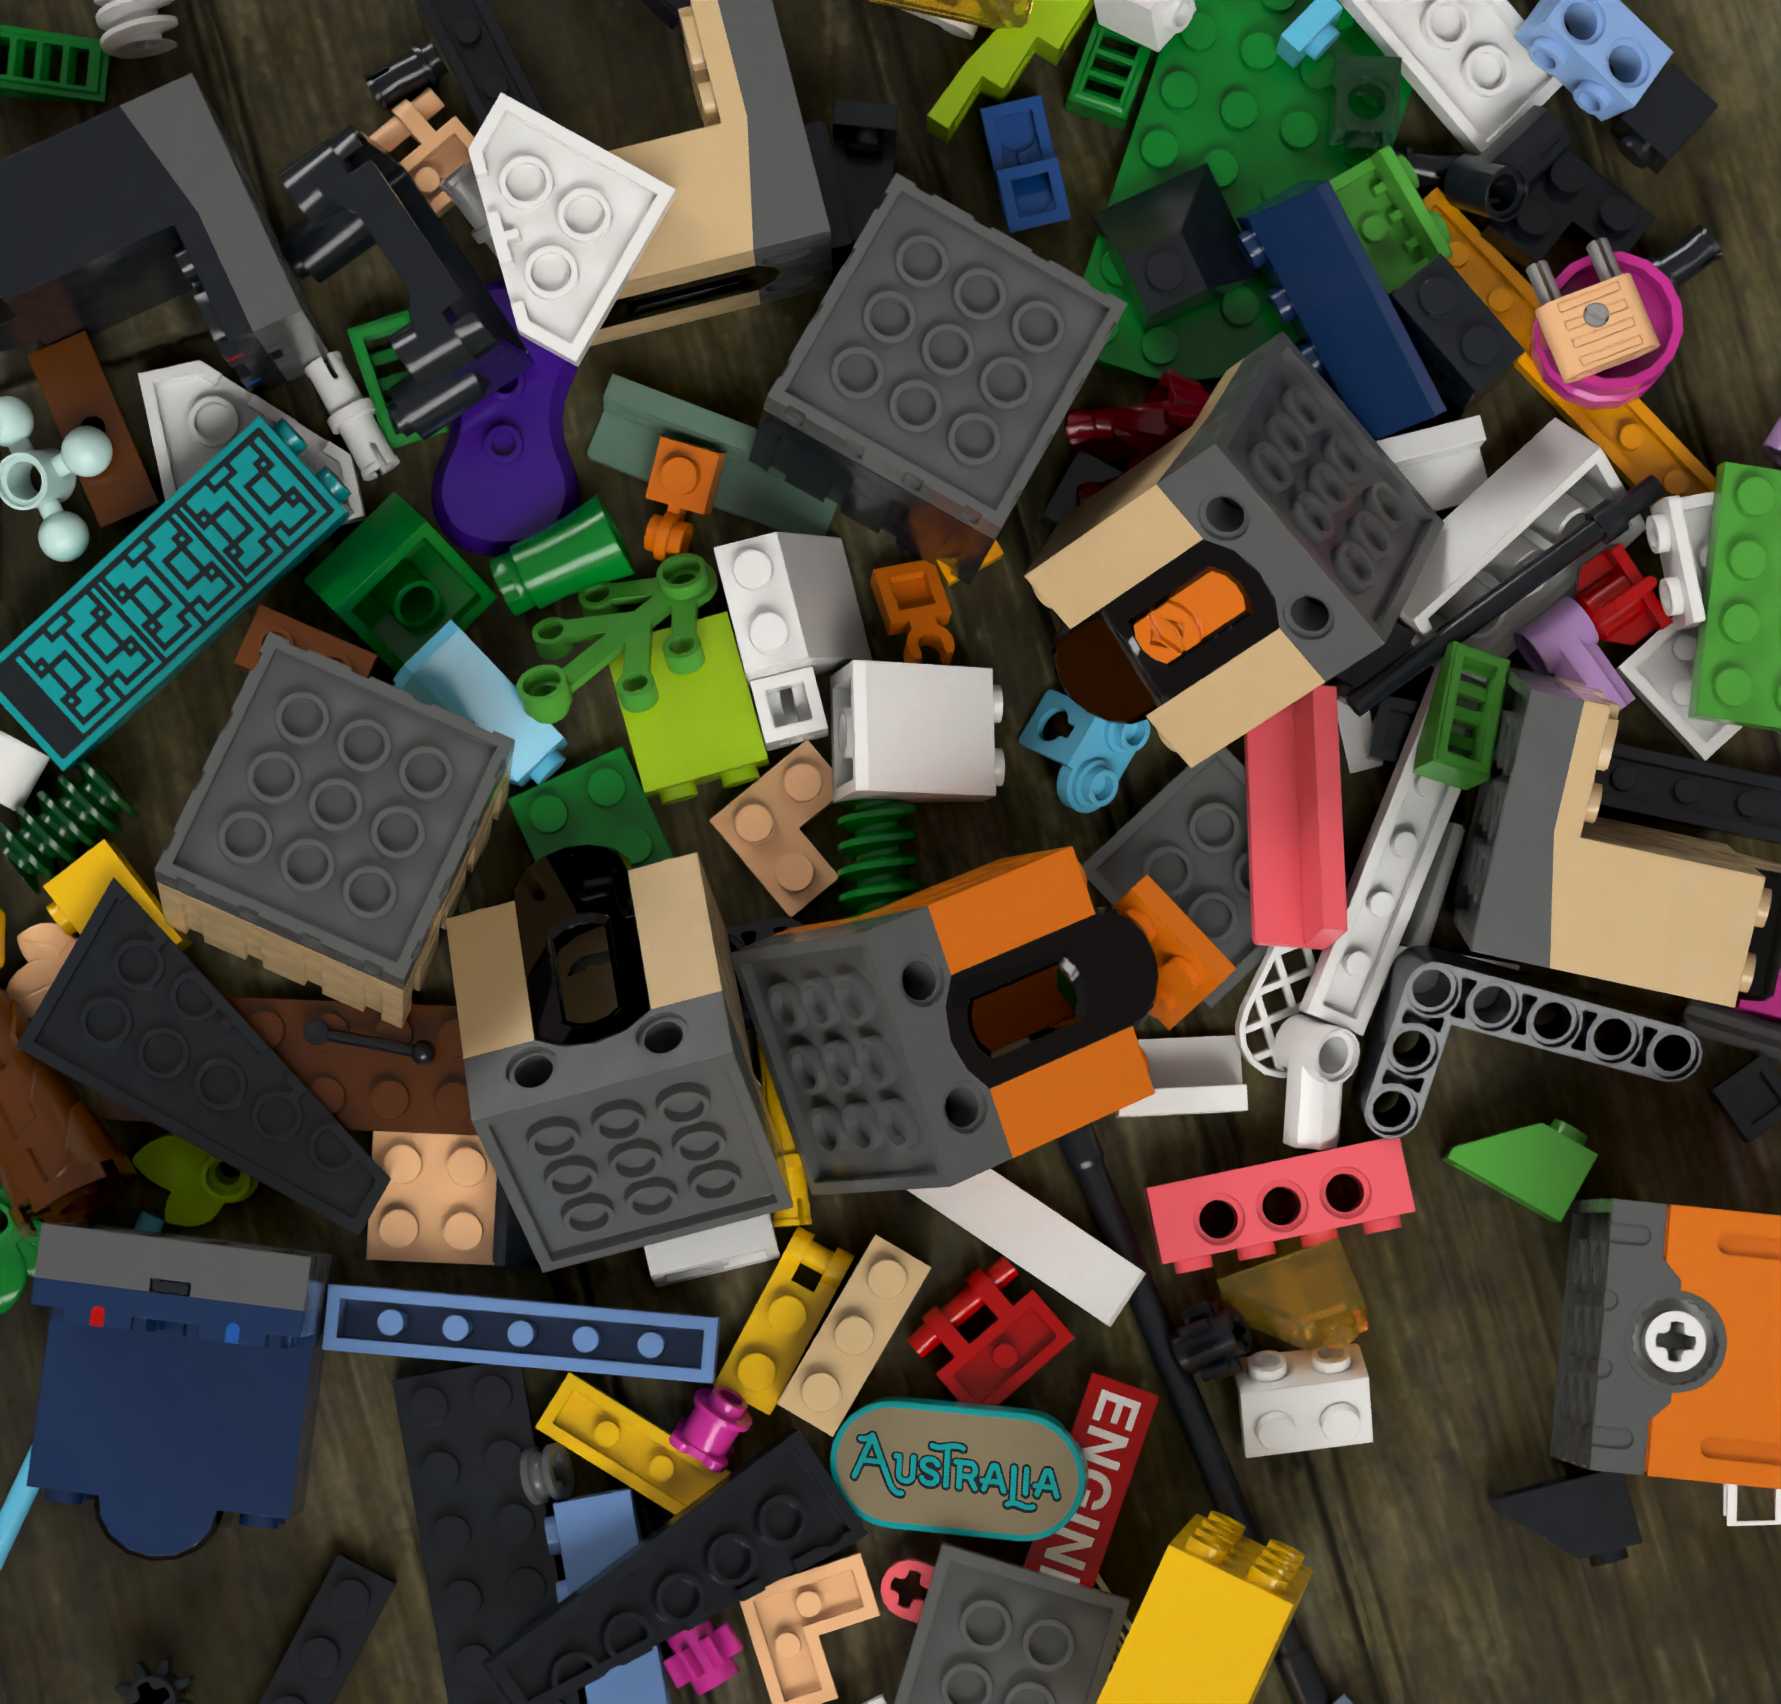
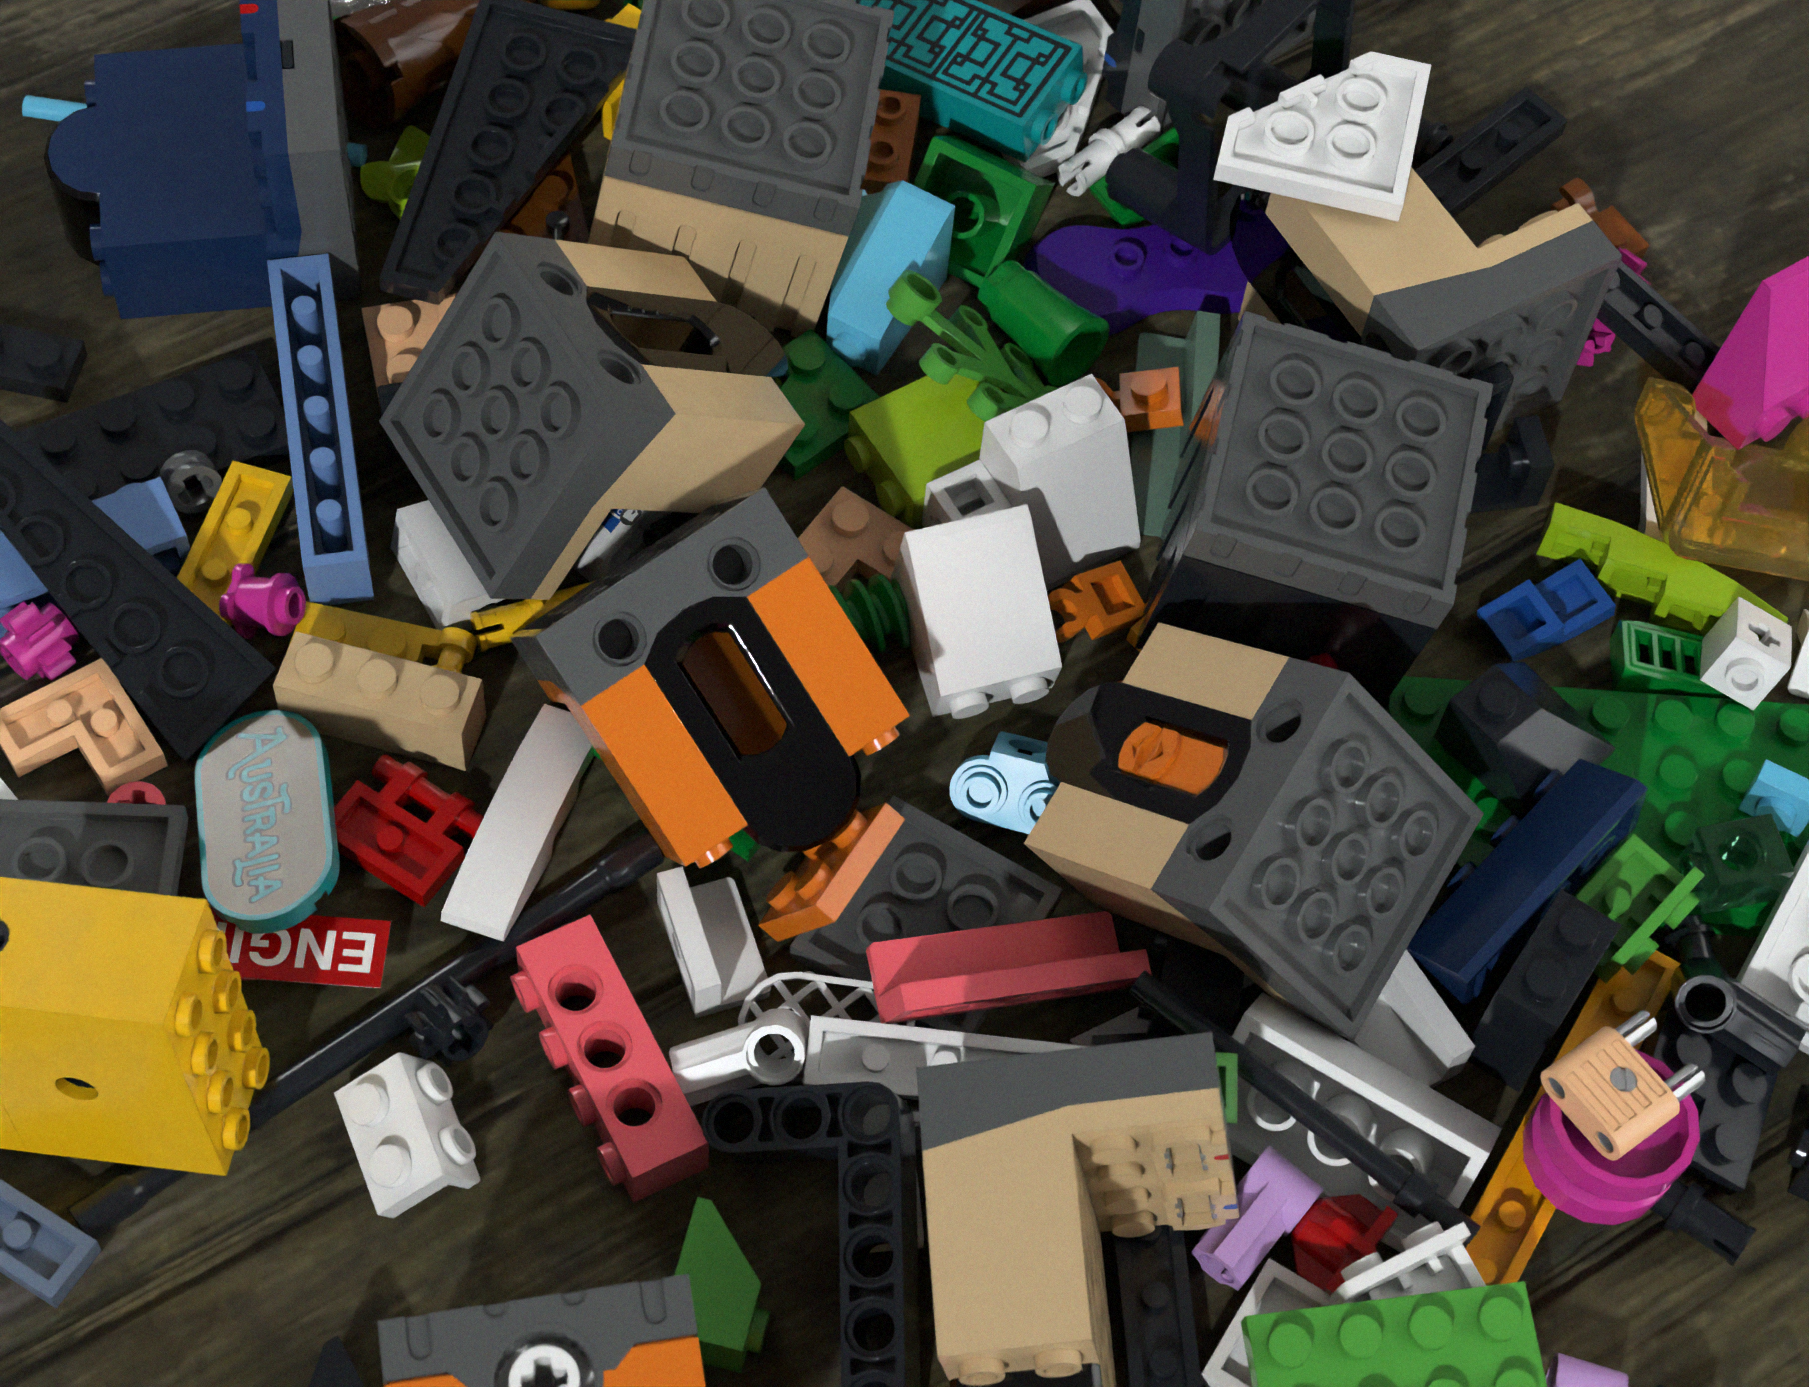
camera: 70 degrees right, 25 degrees down
(1300, 1297) = (517, 1098): clear yellow slope -> none

